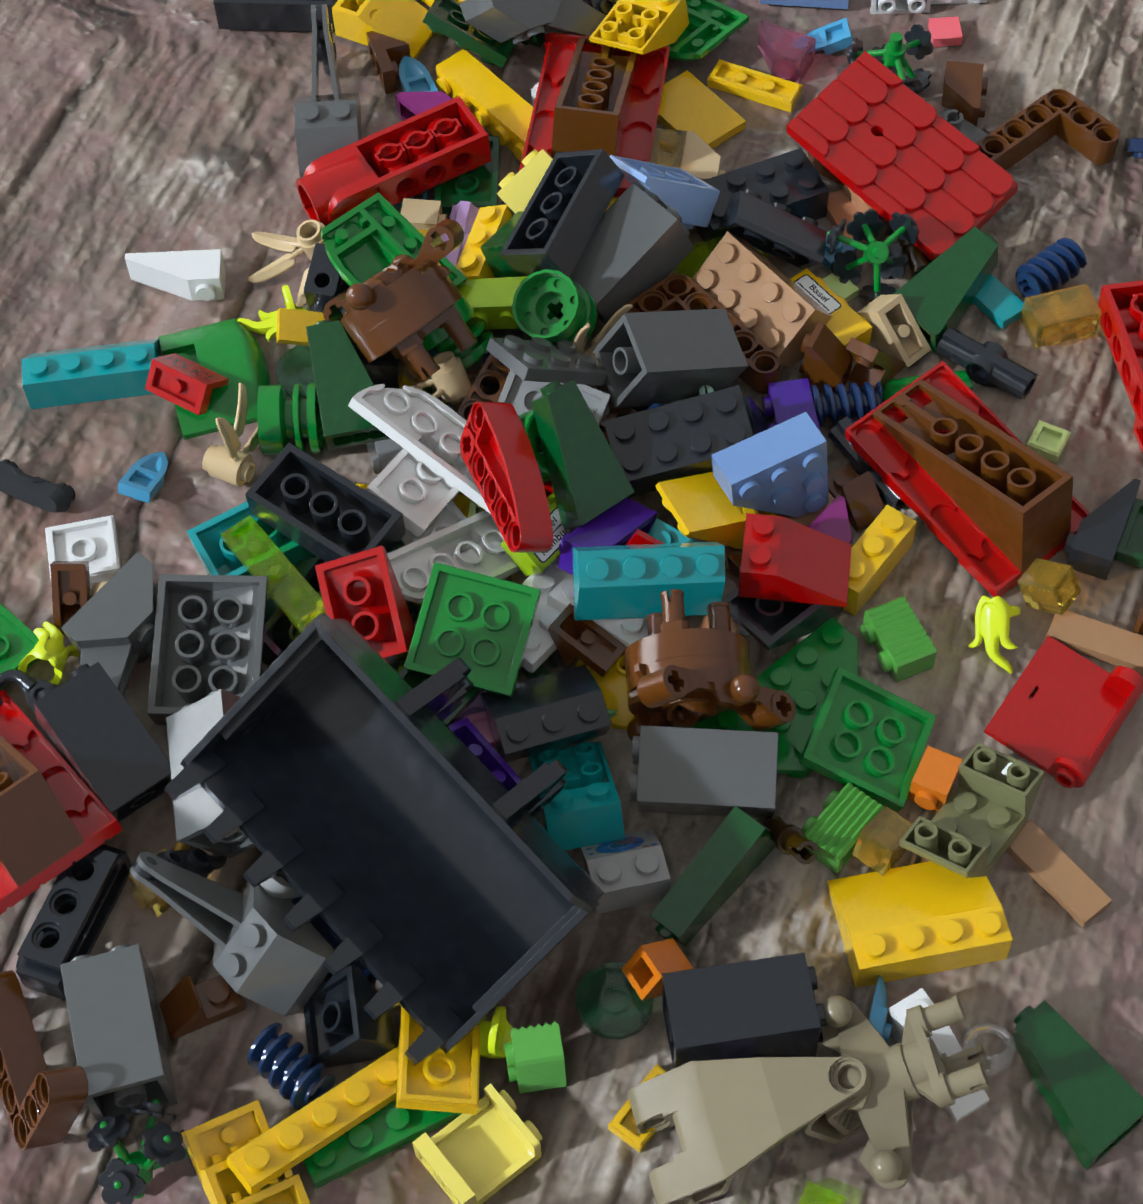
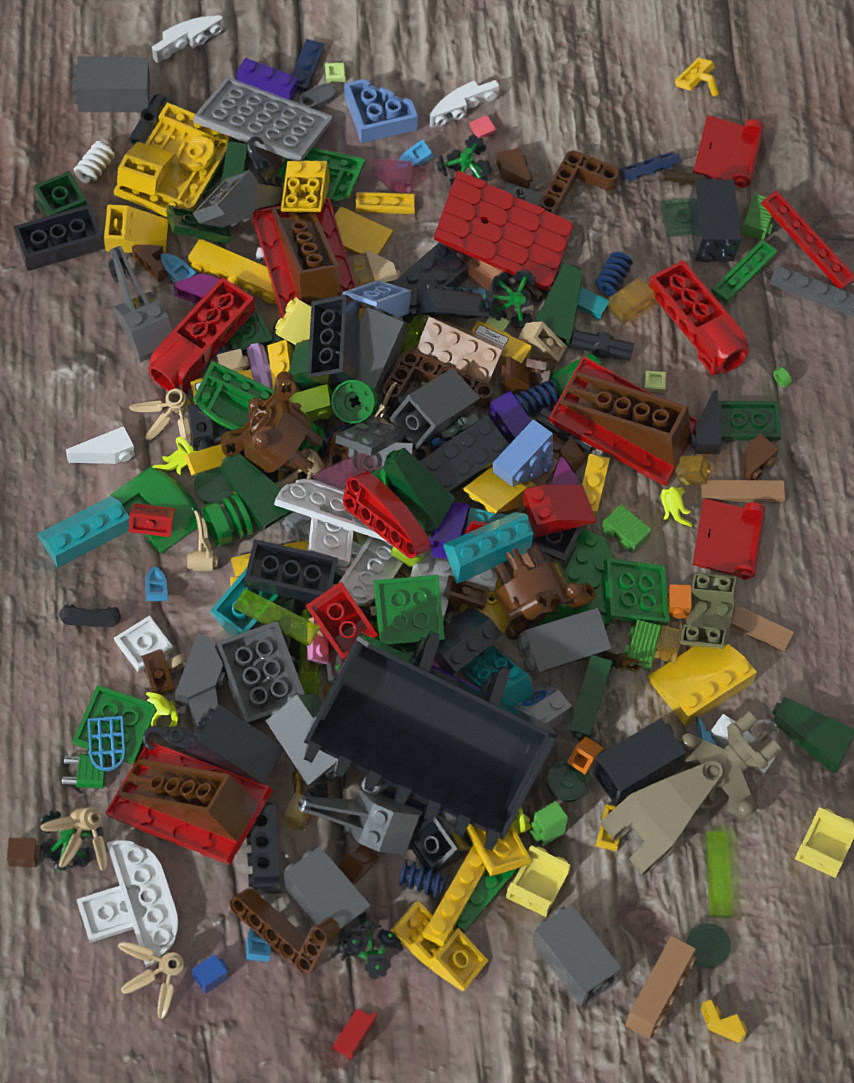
camera: 30 degrees left, 5 degrees up
(463, 396) = (337, 474): none -> clear pink slope

